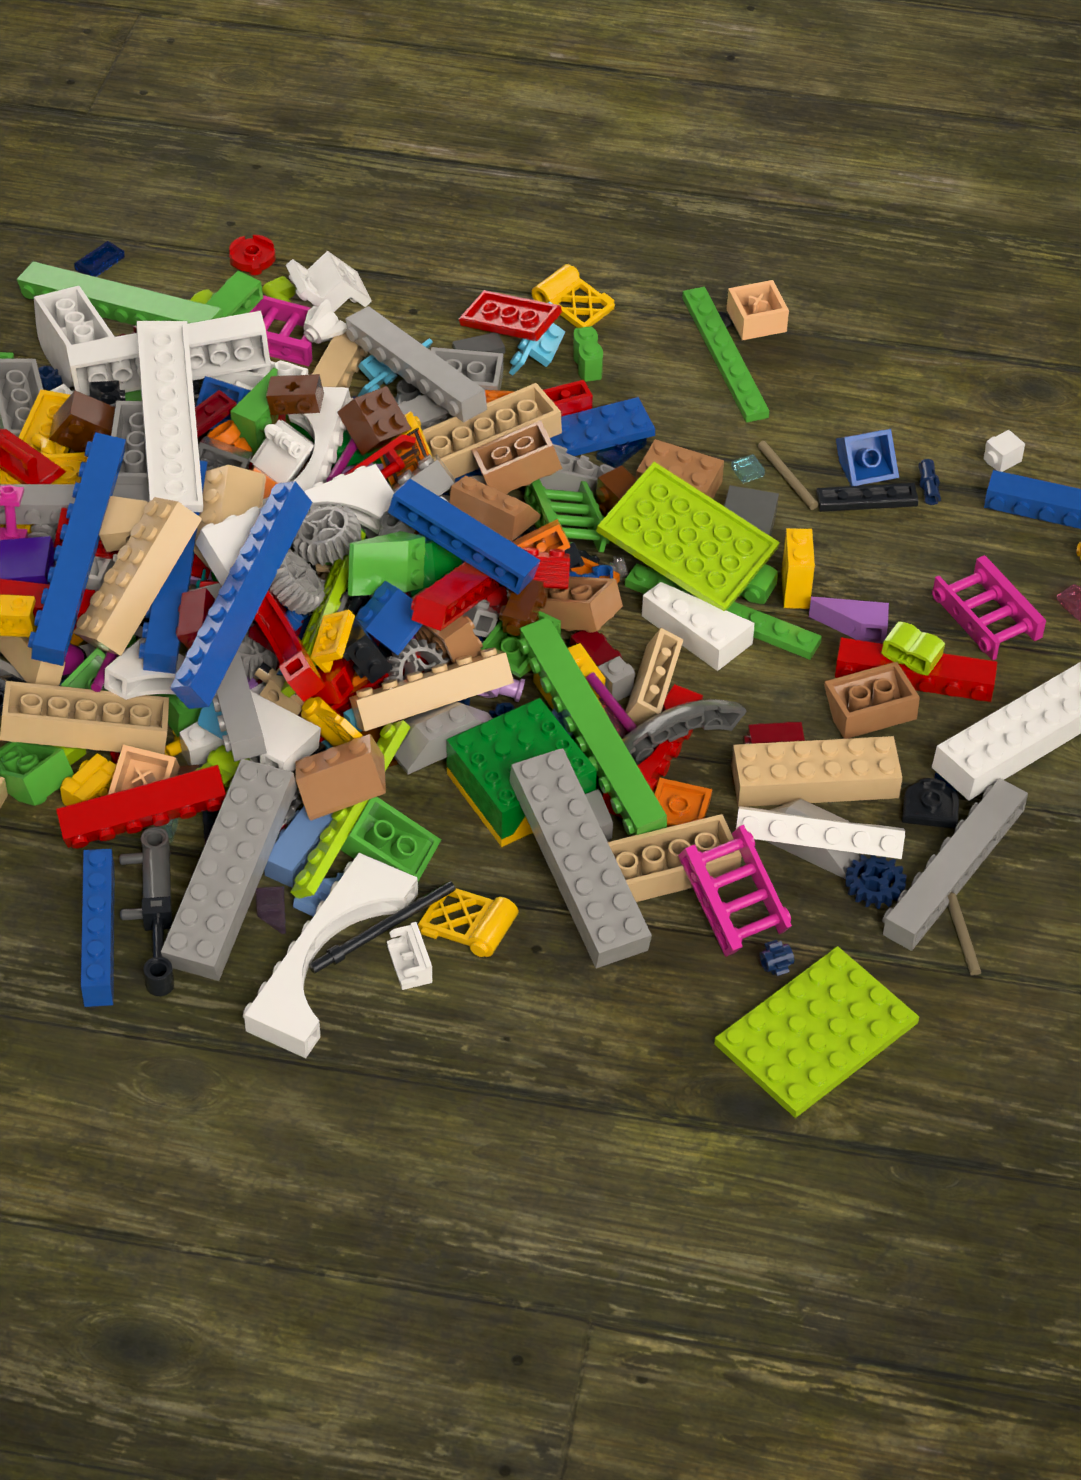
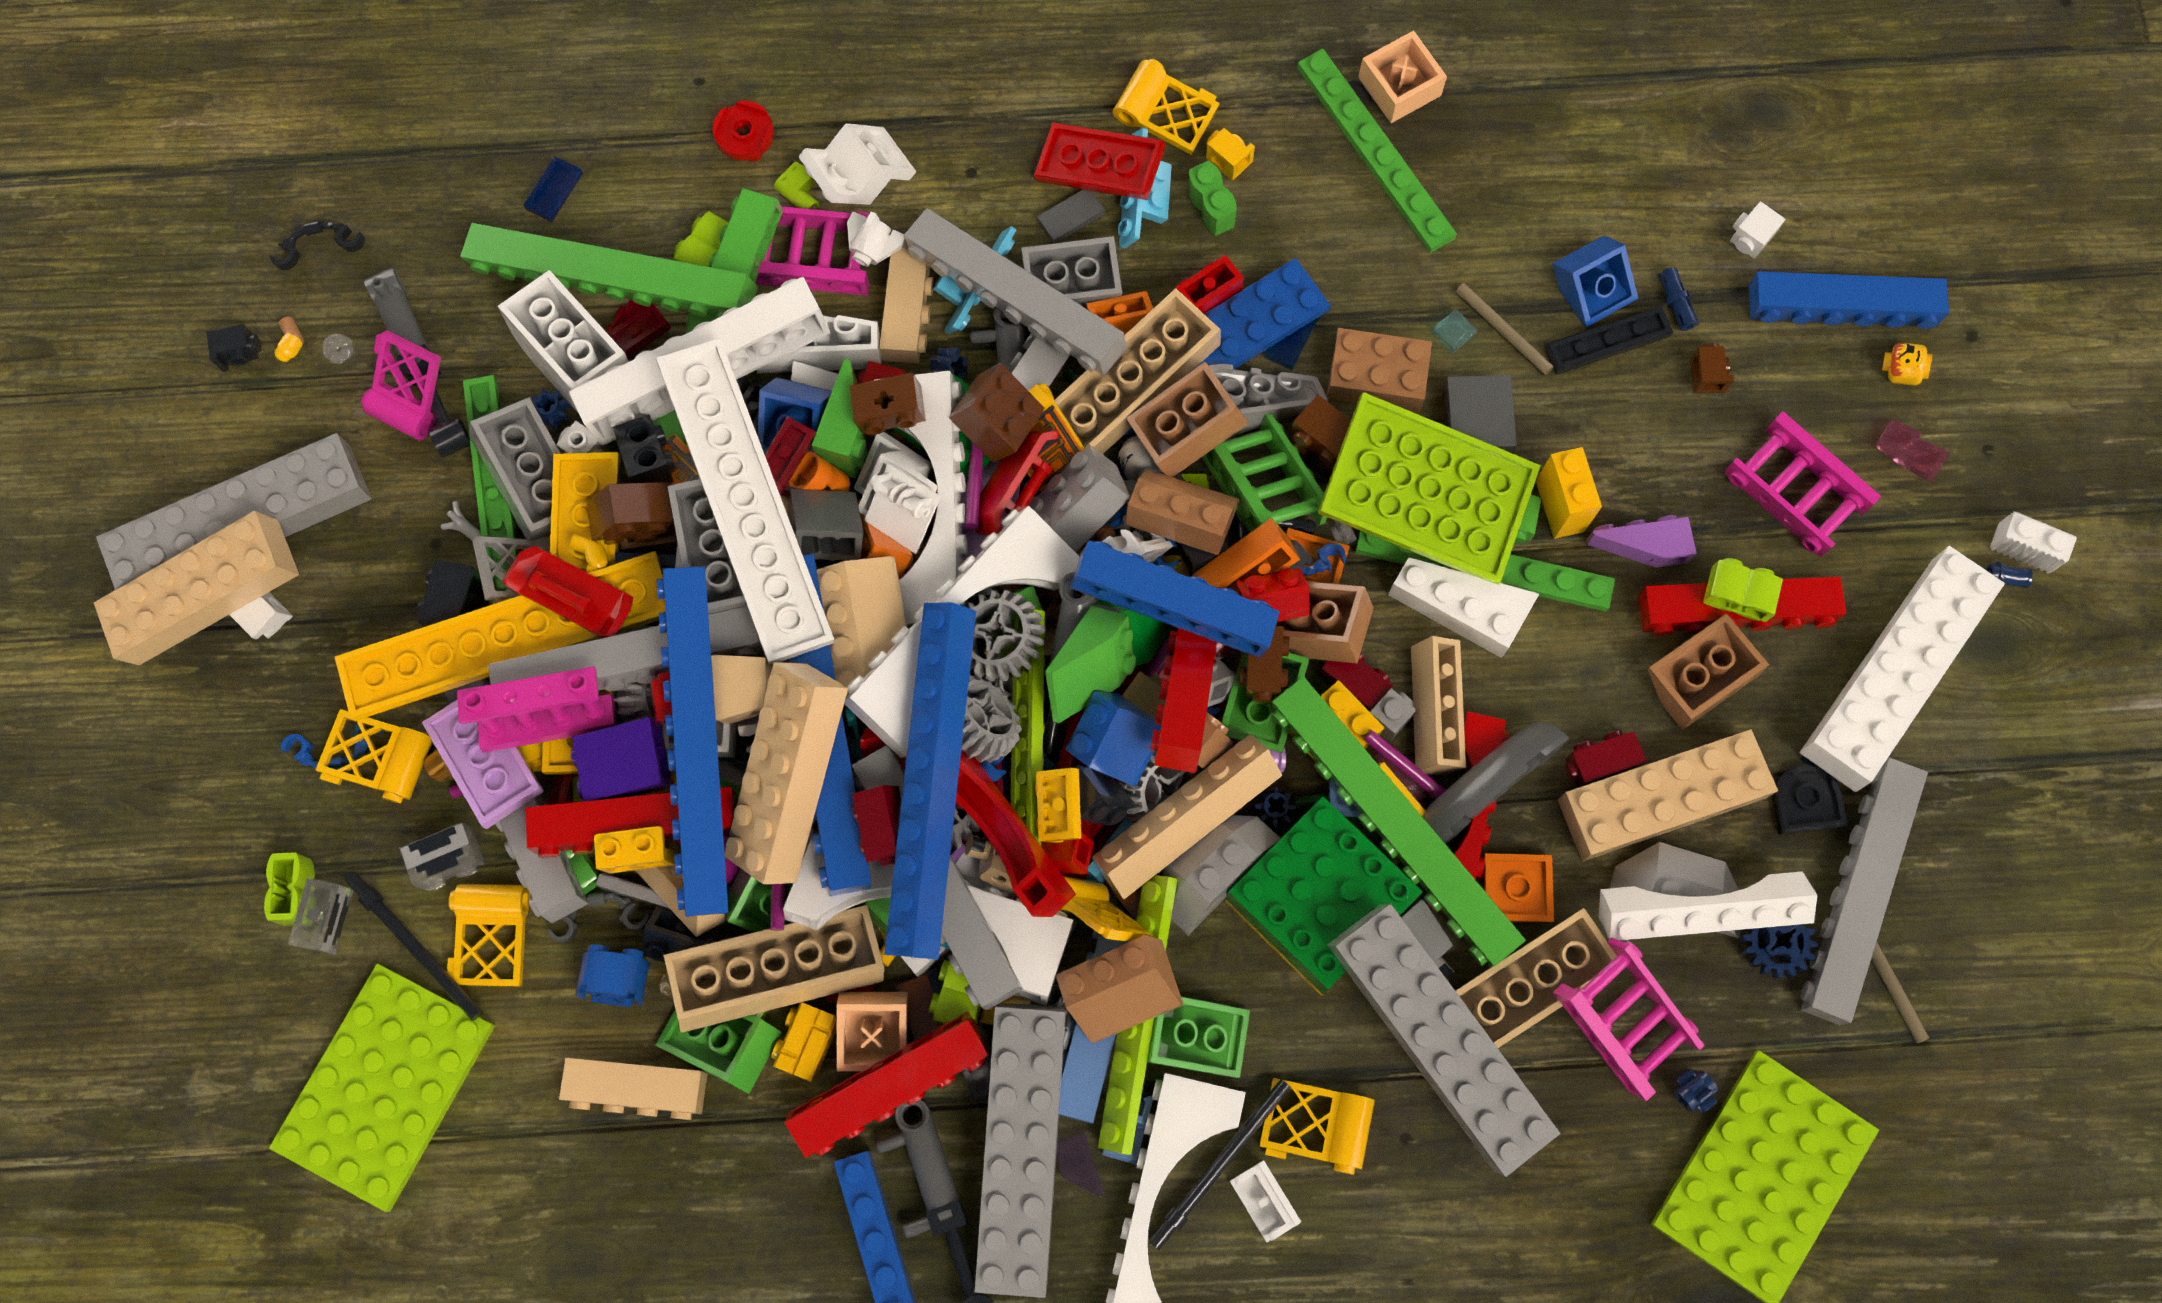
camera: 10 degrees left, 25 degrees up
(612, 332) = (1229, 153): none -> yellow brick
(939, 526) = (1710, 369): none -> reddish brown brick

